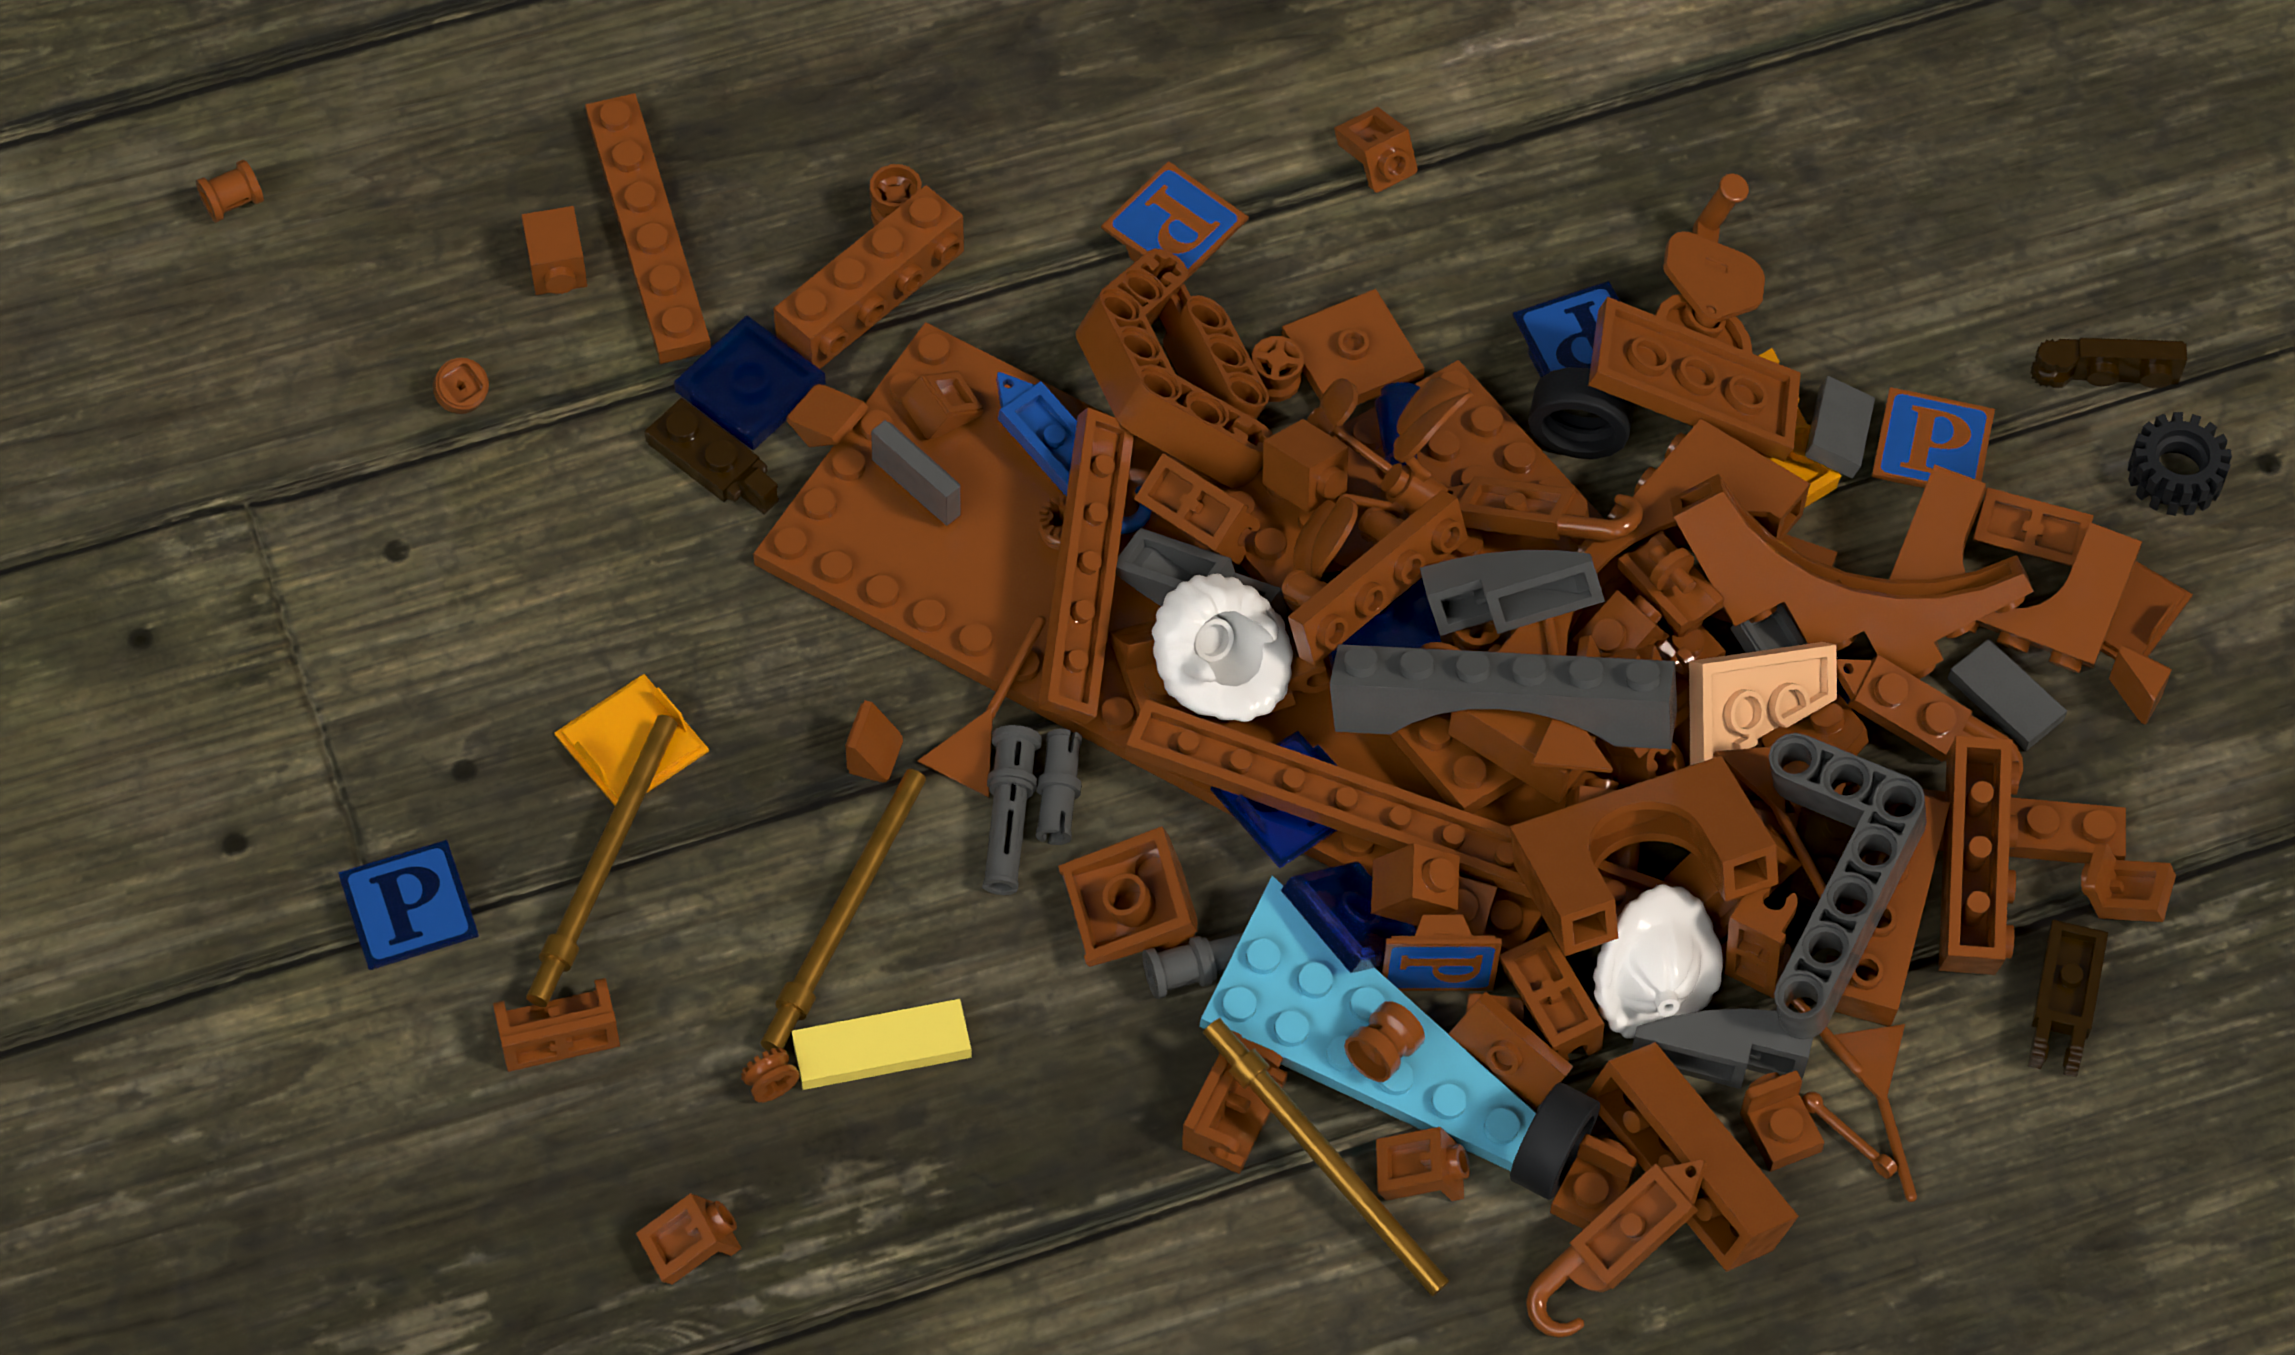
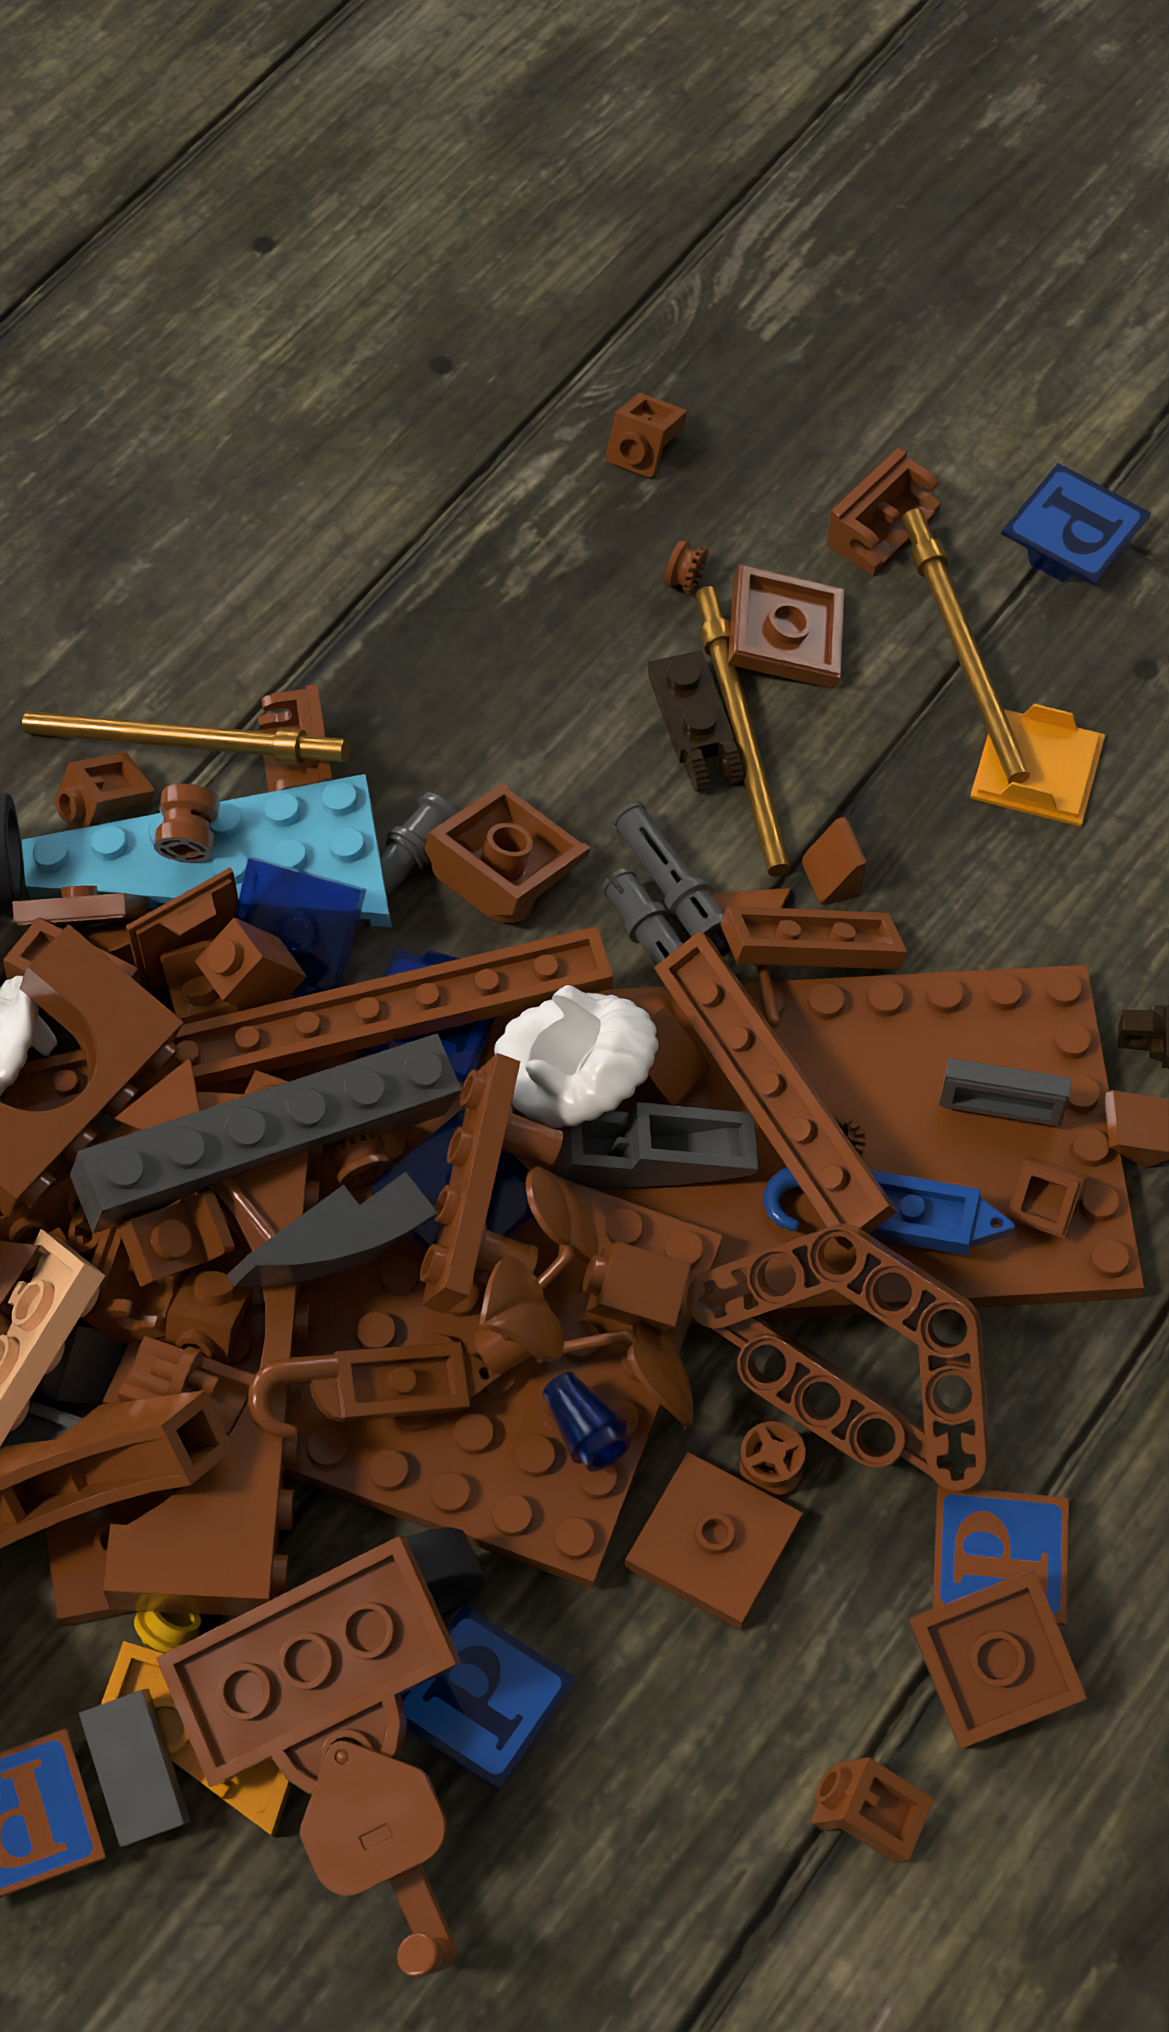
camera: 145 degrees right, 0 degrees up
(733, 968) = (786, 626): none -> dark orange tile
(873, 944) = (695, 717): none -> dark brown hinge
(881, 1044) = (622, 648): light yellow tile -> none
(949, 678) = (813, 938): none -> dark orange plate
(1197, 507) = (713, 1191): dark orange hinge -> none
(1233, 163) = (997, 1658): none -> dark orange plate

